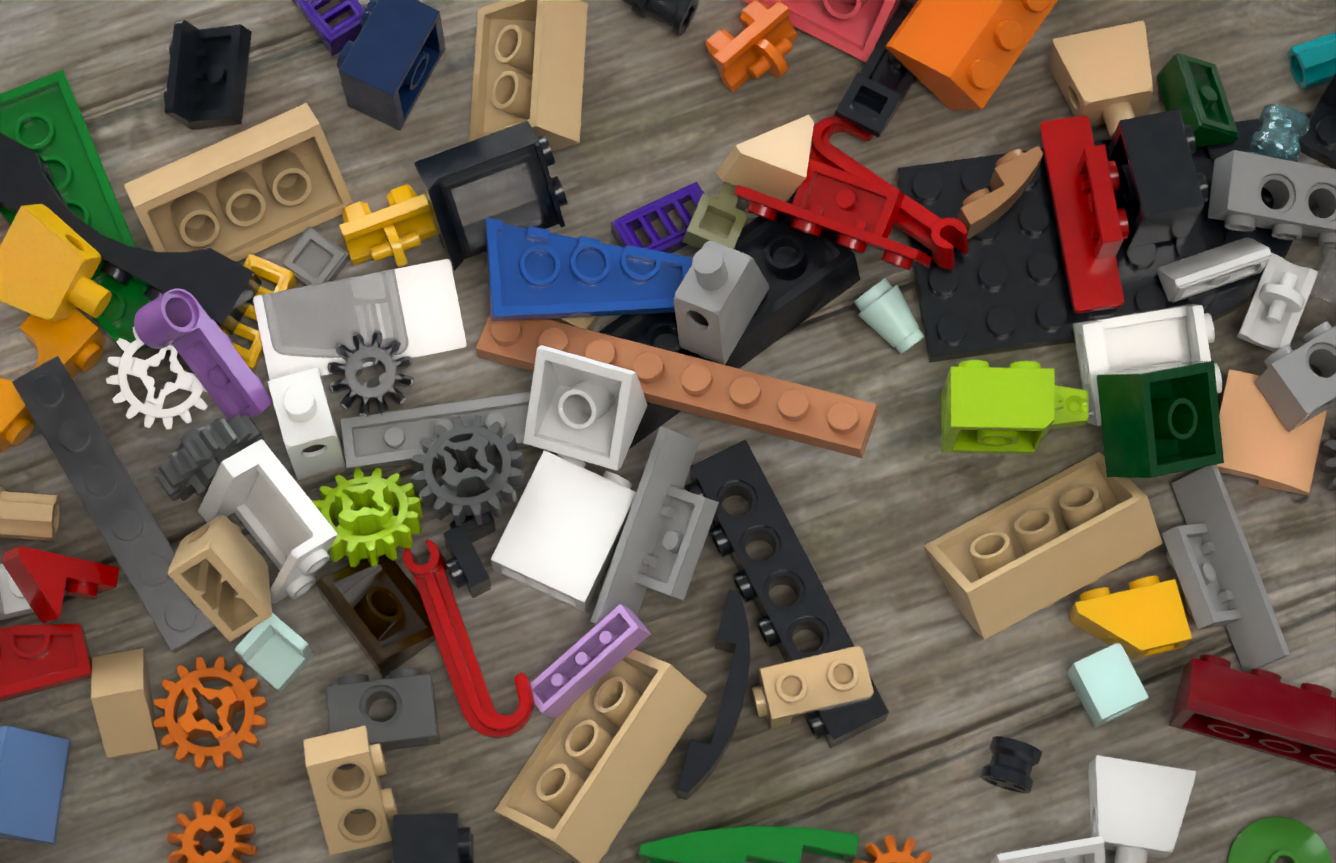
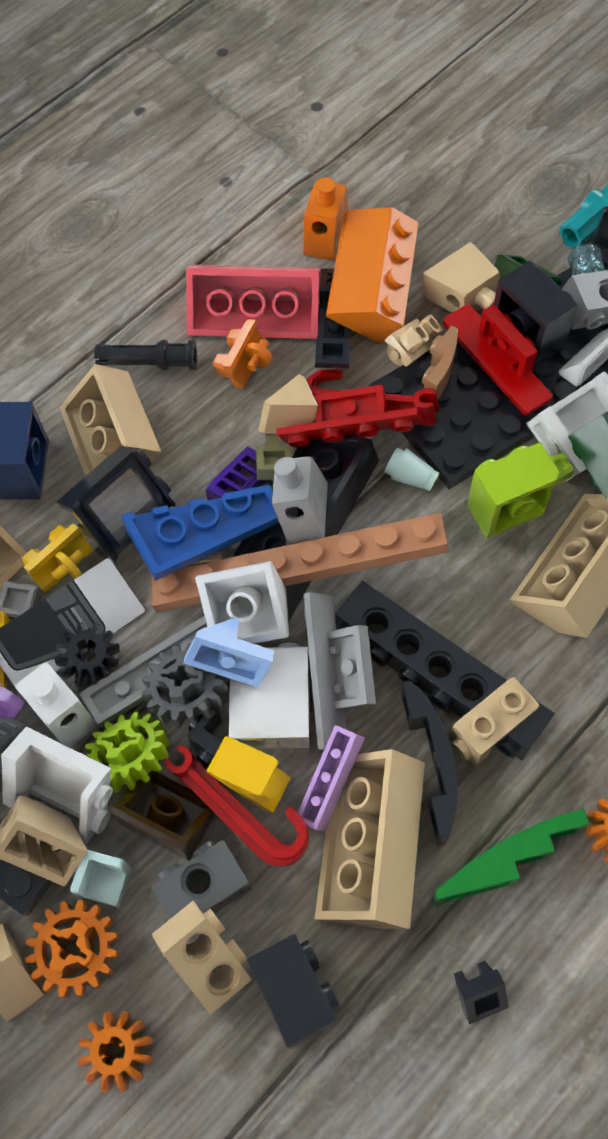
camera: 20 degrees left, 10 degrees down
(495, 612) = (249, 773): none -> yellow slope
(525, 456) = (221, 653): none -> light blue slope
(987, 133) = (412, 340): none -> tan hips

